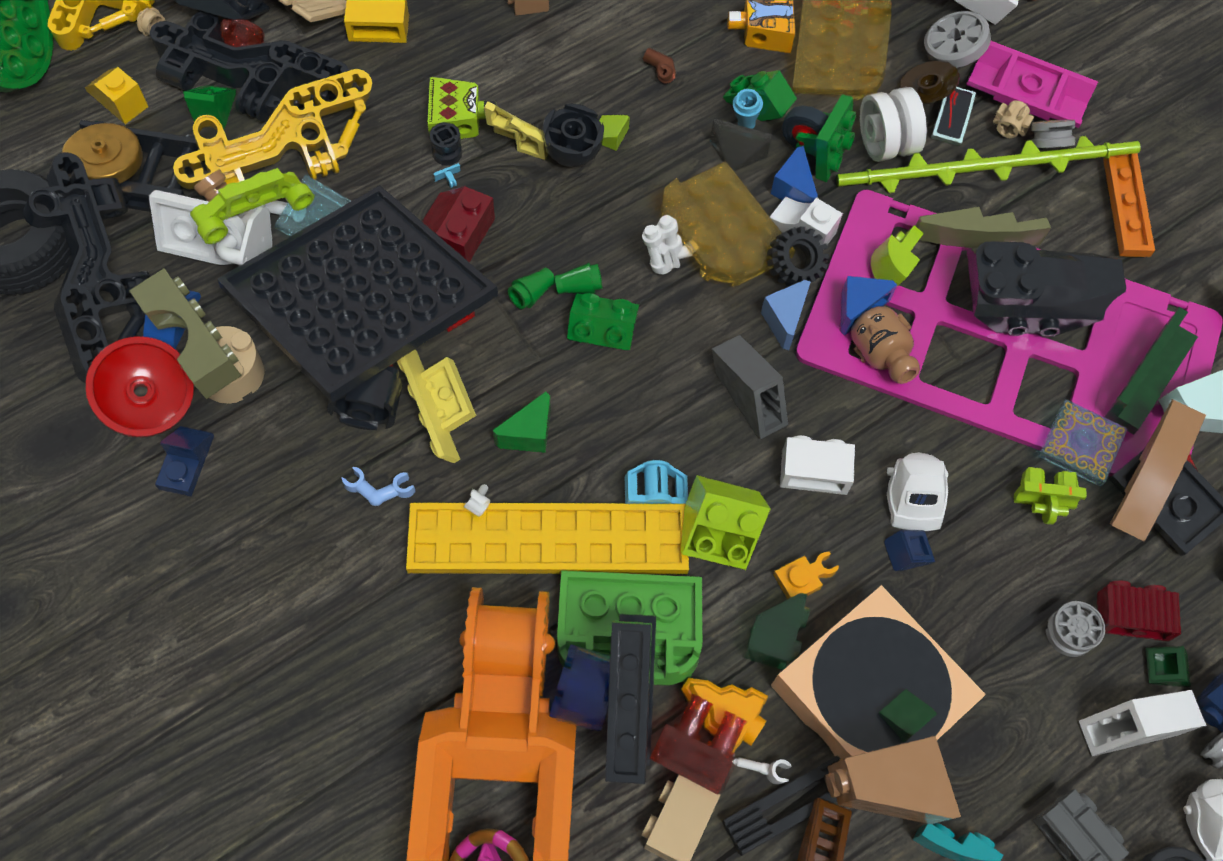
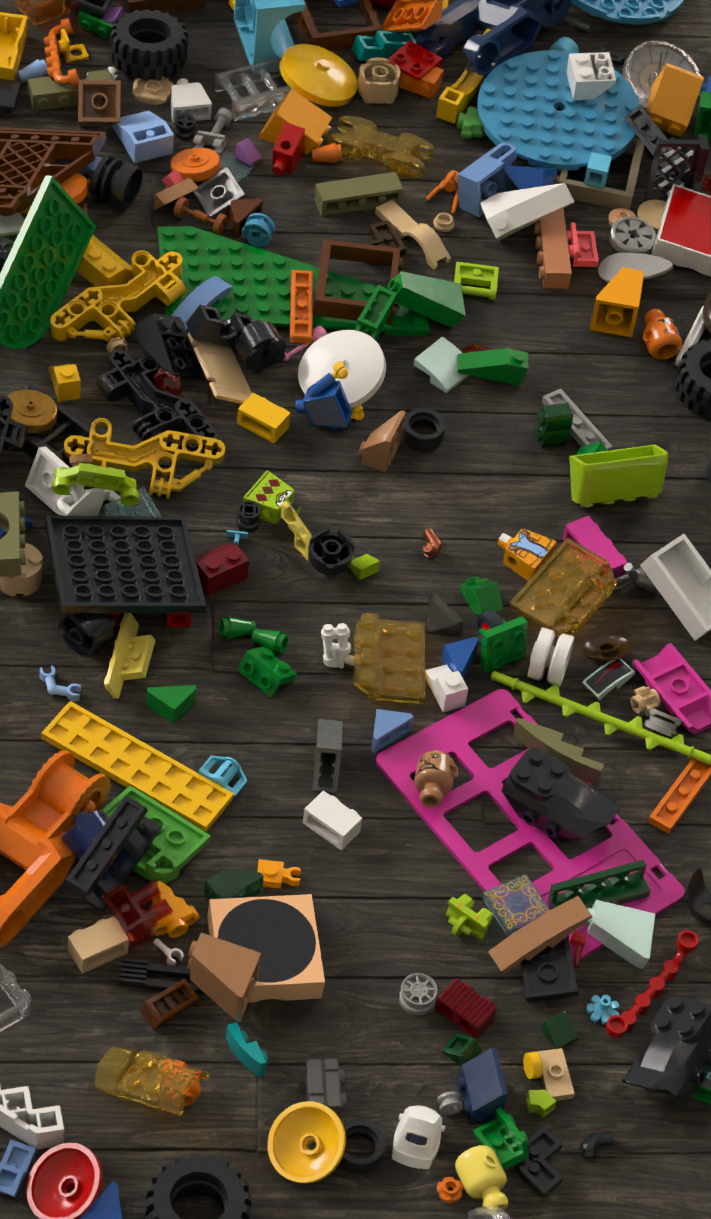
camera: 30 degrees right, 15 degrees down
(210, 101) = (119, 415): green slope -> none
(478, 502) = (110, 721): white hand -> none
(722, 522) = (245, 813): lime slope -> none
(747, 107) = (462, 596): medium azure cone -> none
(811, 249) = (430, 690): black tyre -> none
(861, 295) = (445, 741): blue slope -> none
(894, 256) = (484, 736): lime brick -> none
(907, 714) = (270, 960): dark green slope -> none
(909, 549) = (354, 898): dark blue slope -> none
(917, 492) = (384, 870): white helmet -> none
(967, 26) = (650, 632): light grey wheel -> none
(1142, 722) = (414, 1058): white slope -> none

